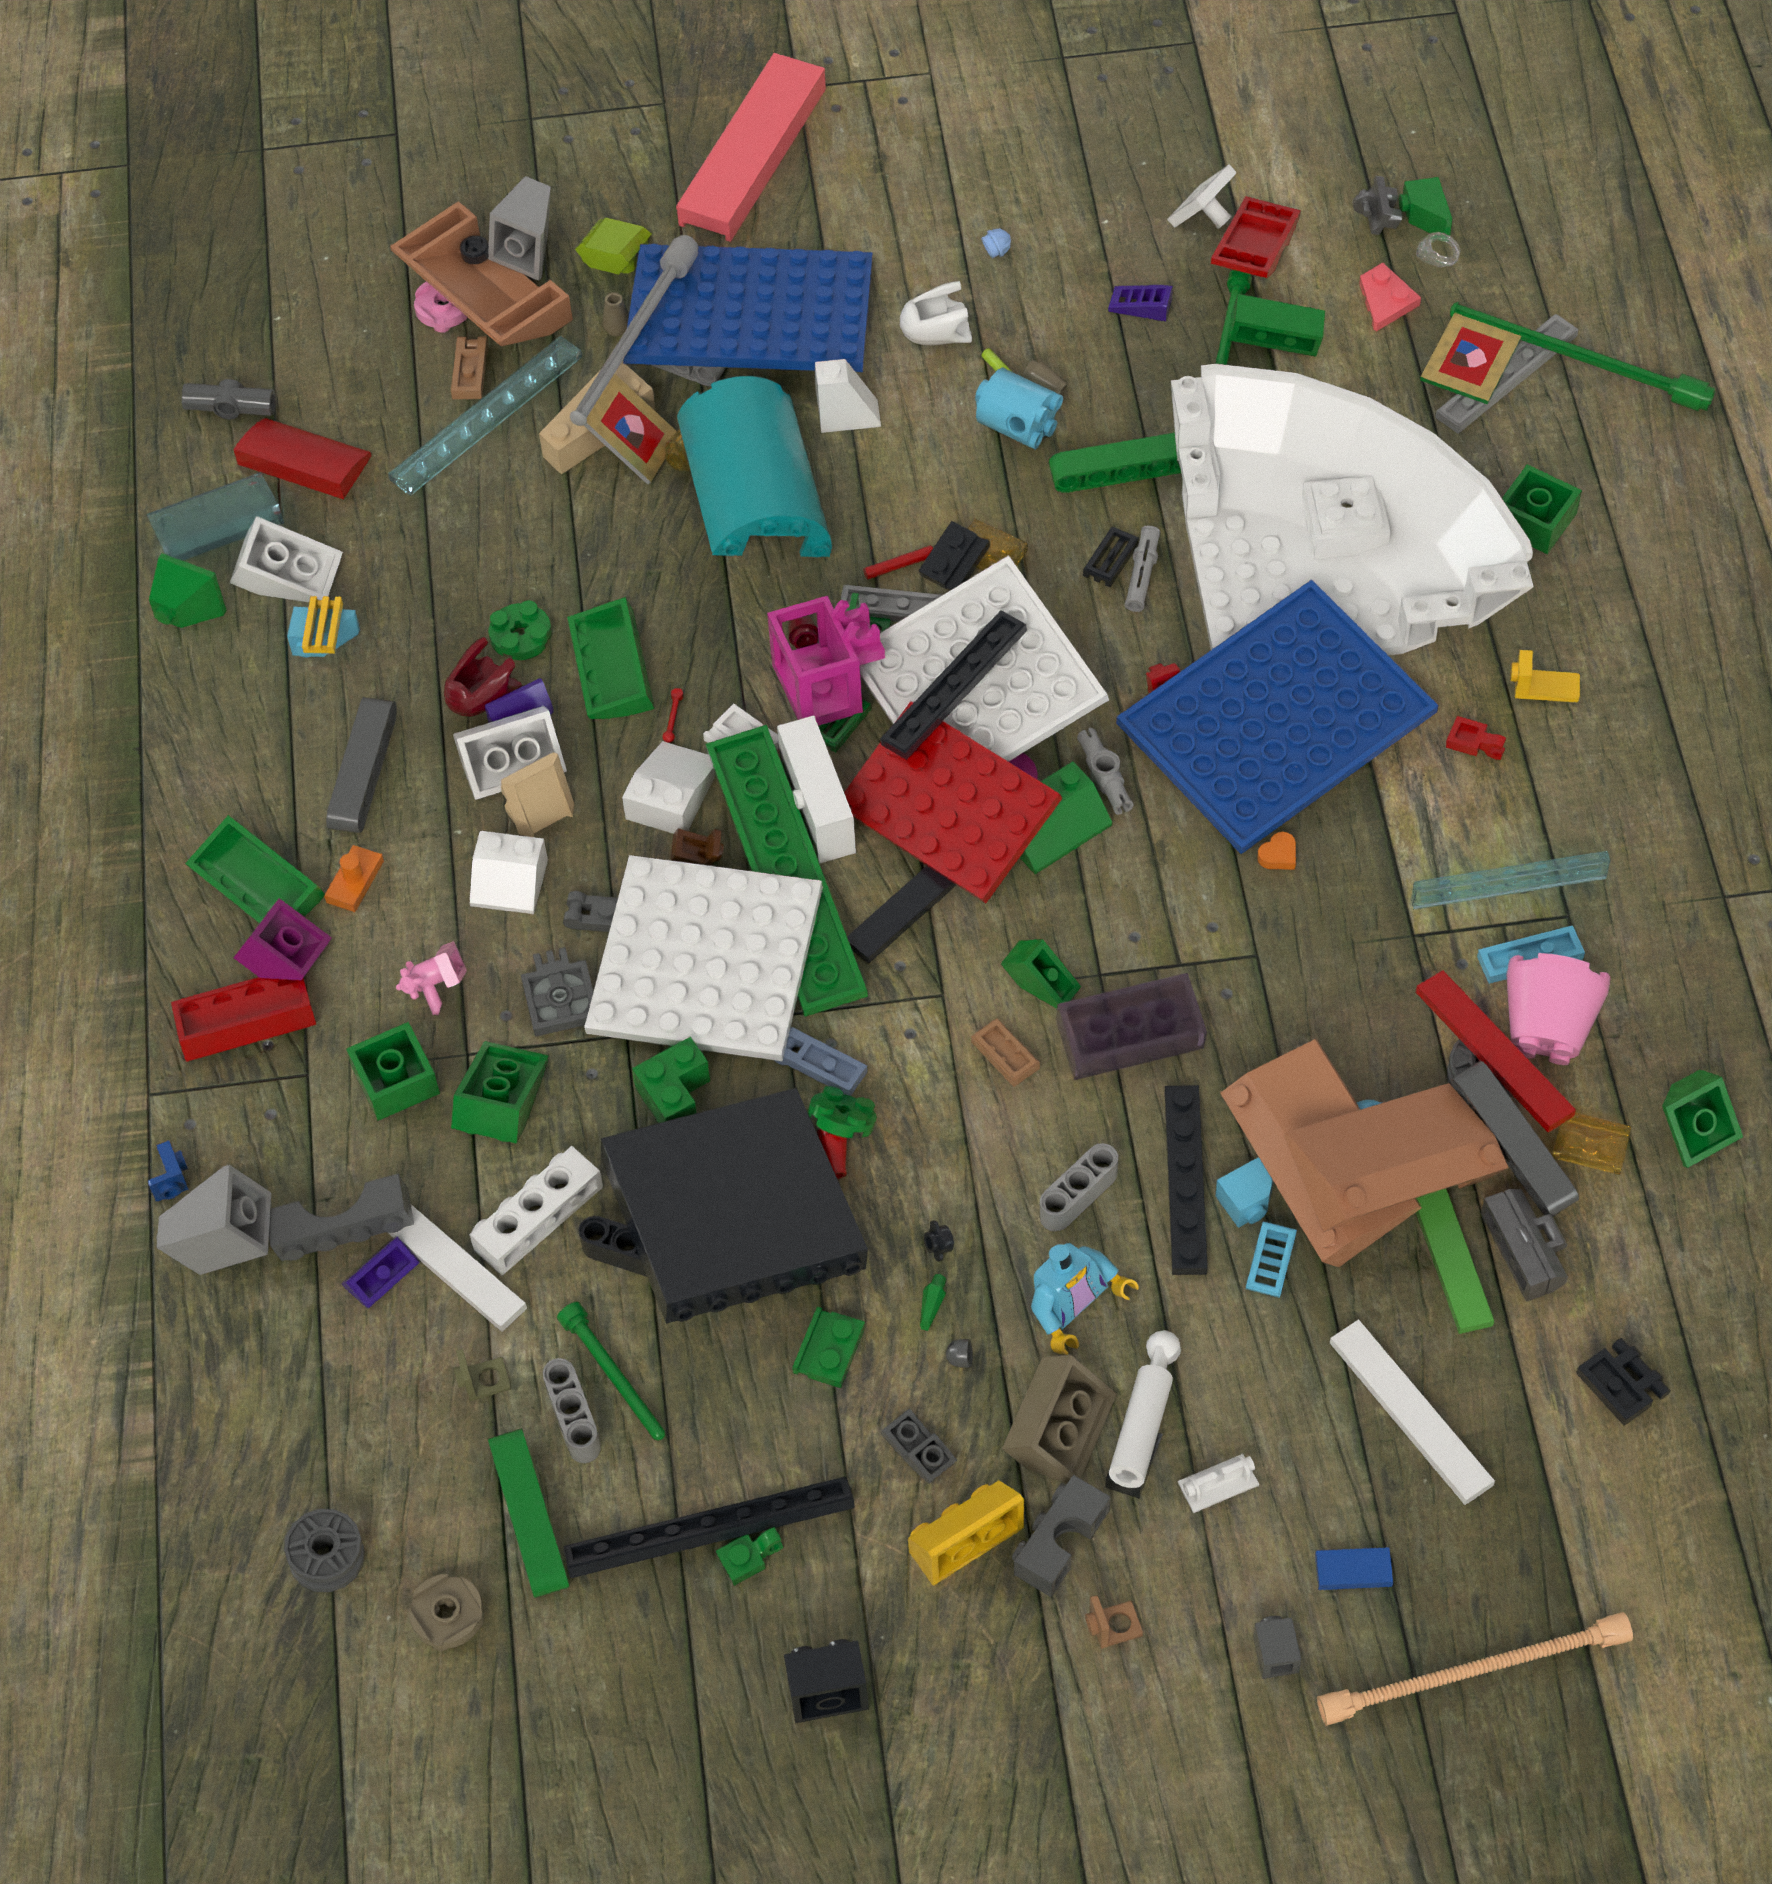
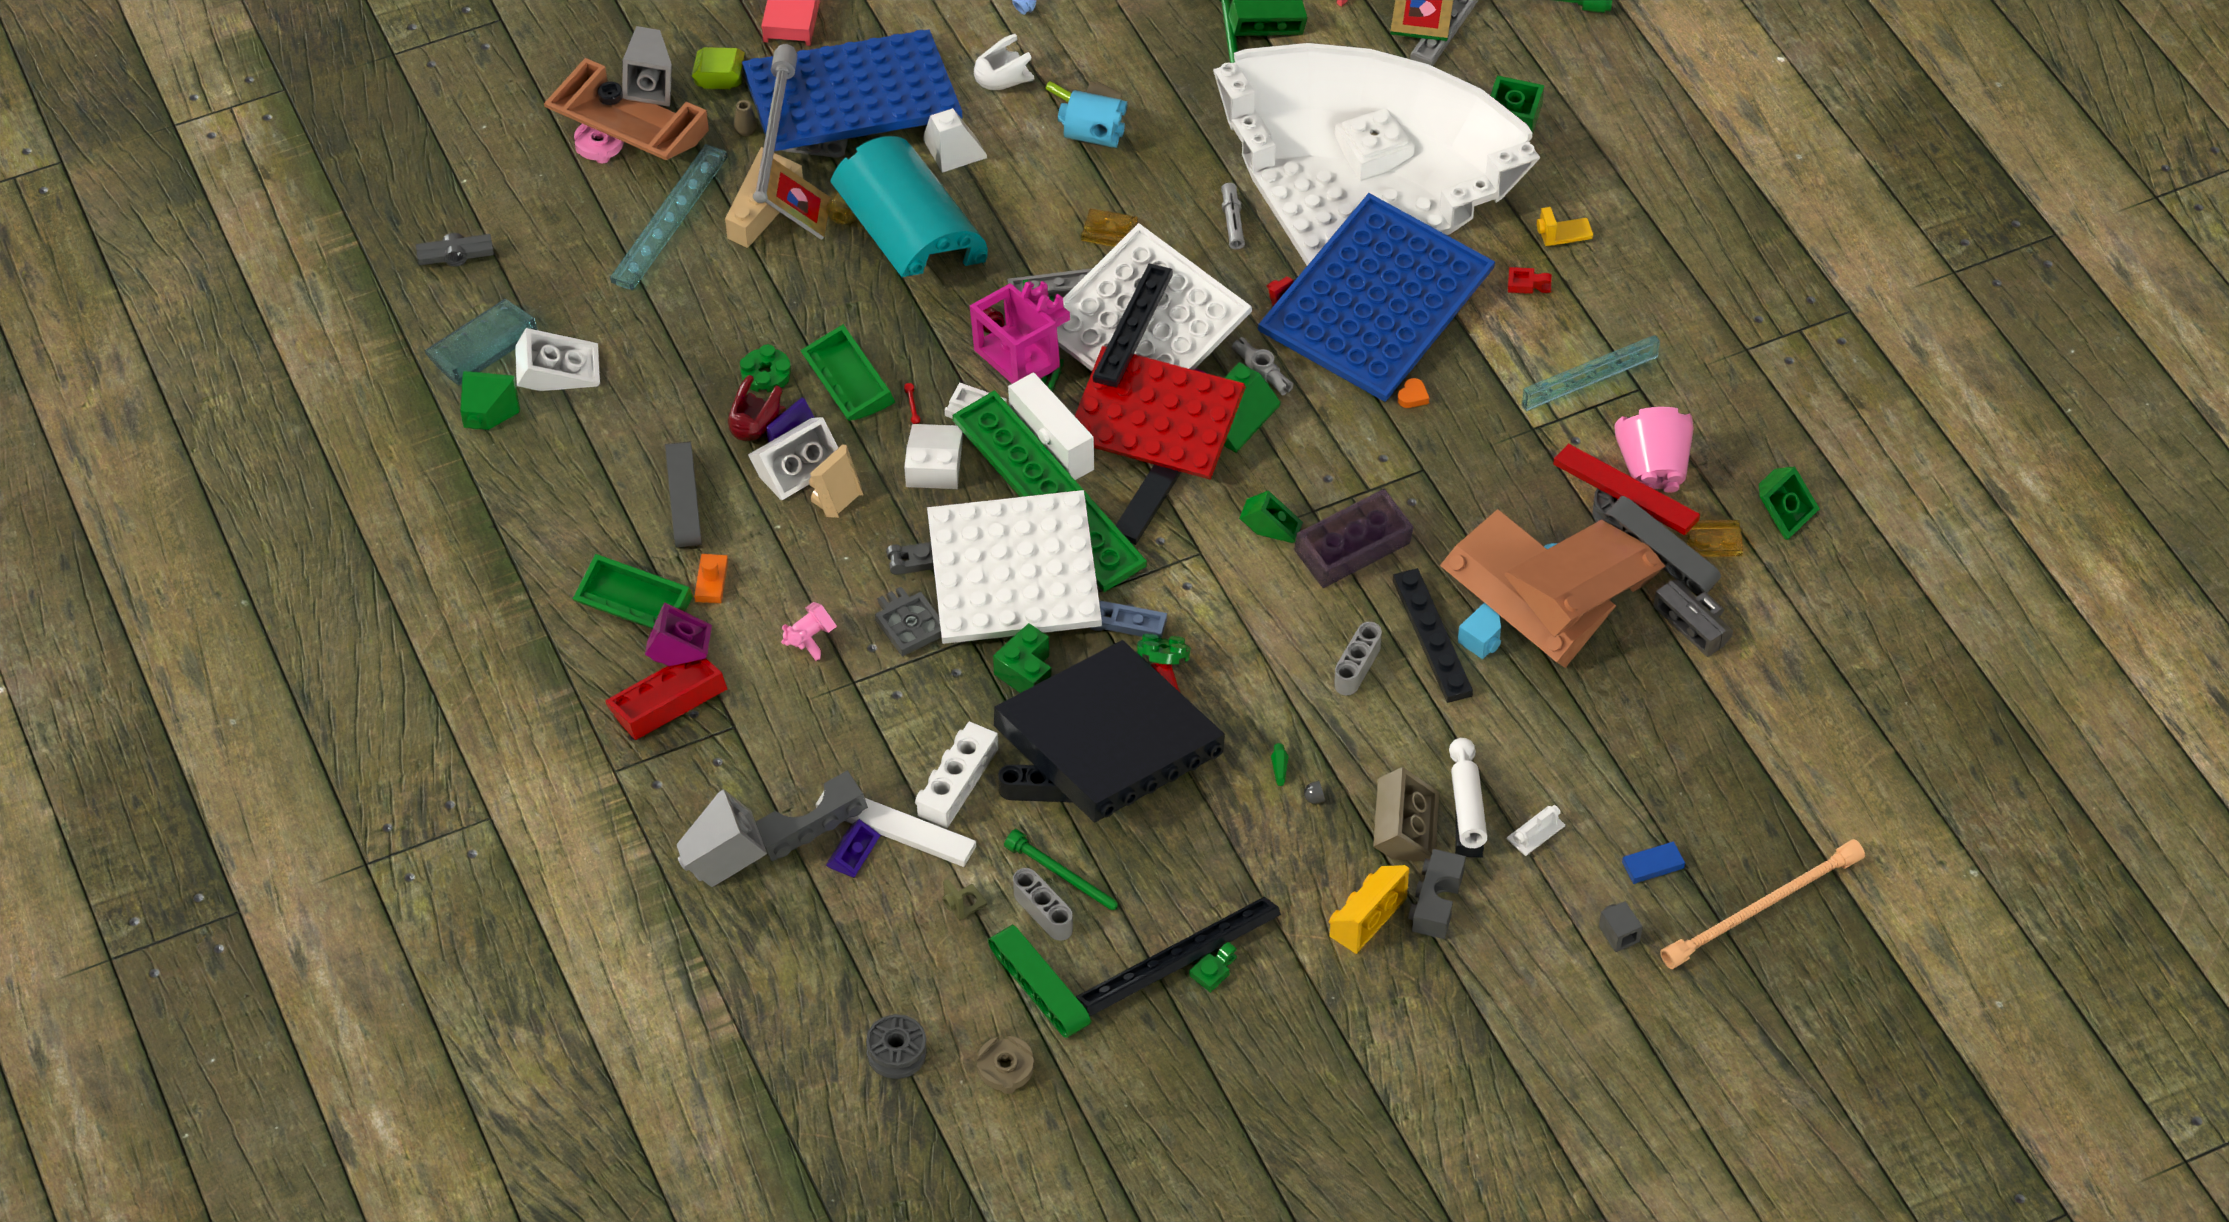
camera: 20 degrees left, 5 degrees down
(173, 1182) = (663, 819): blue bracket -> none
(301, 457) = (532, 281): red slope -> none
(324, 605) = (609, 382): yellow tile -> none
(348, 629) = (607, 403): medium azure slope -> none
(393, 1071) = (806, 704): green brick -> none
(469, 367) = (642, 183): medium nougat plate -> none
(498, 1092) = (893, 701): green slope -> none
(507, 872) = (833, 544): white slope -> none
(696, 848) = (973, 492): reddish brown bracket -> none
(826, 1680) = (1310, 1030): black brick -> none
(829, 1347) = (1215, 814): green plate -> none
(897, 562) = (1043, 253): red piece -> none
(917, 1447) = (1310, 865): dark grey slope -> none
(938, 1240) = (1268, 720): black plate -> none
(954, 557) = (1086, 239): black plate -> none
(1005, 1052) = (1265, 580): medium nougat plate -> none
(1068, 1285) = (1379, 724): medium azure torso -> none
(1099, 1618) = (1489, 941): medium nougat bracket -> none
(1100, 574) = (1201, 227): black tile -> none
(1114, 463) = (1183, 143): green beam -> none
(1157, 307) = (1162, 19): dark purple slope -> none
(1277, 1233) = (1516, 653): medium azure slope -> none
(1412, 1412) = (1654, 749): white tile -> none
(1453, 1263) = (1647, 643): bright green tile -> none
(1561, 942) = (1603, 430): medium azure plate -> none
(1616, 1387) = (1792, 695): black plate -> none

